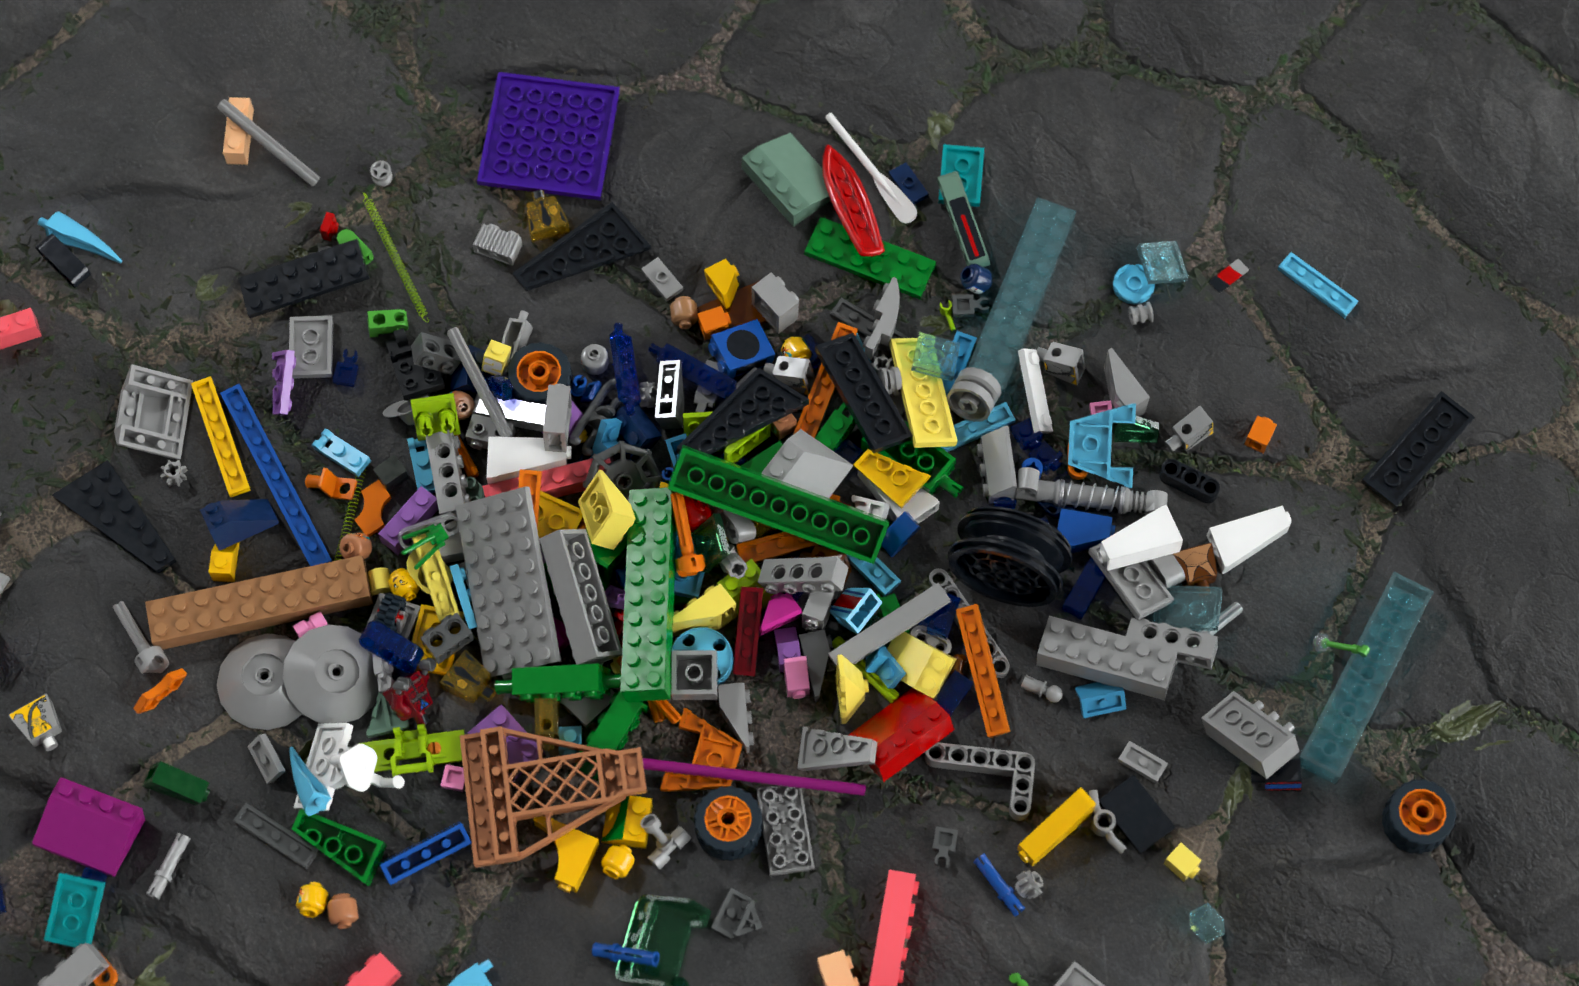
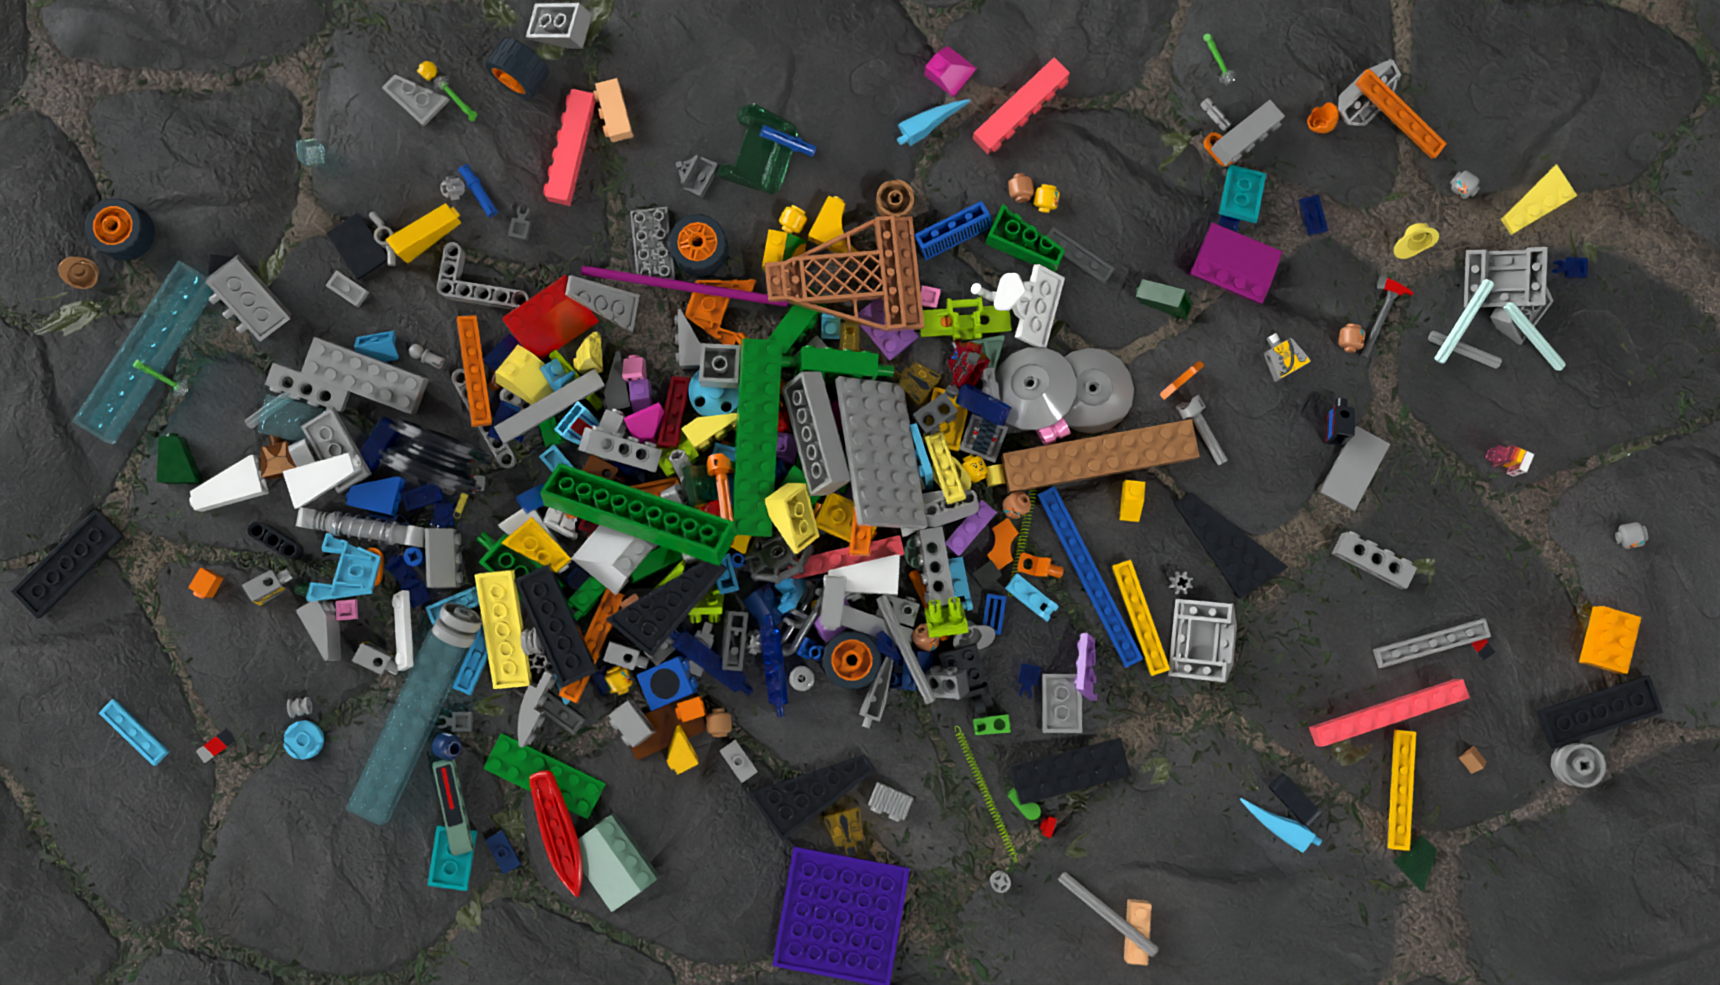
camera: 175 degrees left, 15 degrees up
(164, 874) = (1170, 225): light grey pin -> none
(237, 520) = (1121, 532): dark blue slope -> none
(266, 758) = (1088, 319): light grey plate -> none
(309, 789) = (1050, 284): medium azure piece -> none
(382, 452) = (1001, 614): none -> blue tile
(435, 535) = (943, 493): green plant -> none
(494, 873) = (891, 191): none -> medium nougat brick
(496, 358) = (890, 674): light yellow brick -> none
(665, 842) = (754, 233): light grey bar -> none
(893, 196) = (519, 841): white piece -> none
(935, 356) = (489, 665): clear light blue plate -> none
(947, 312) = (477, 714): lime hand -> none
(1162, 262) = (273, 757): clear light blue plate -> none
(1183, 862) = (323, 202): light yellow brick -> none
(1312, 559) = (176, 461): none -> dark green slope
(1457, 764) = (78, 272): none -> medium nougat piece

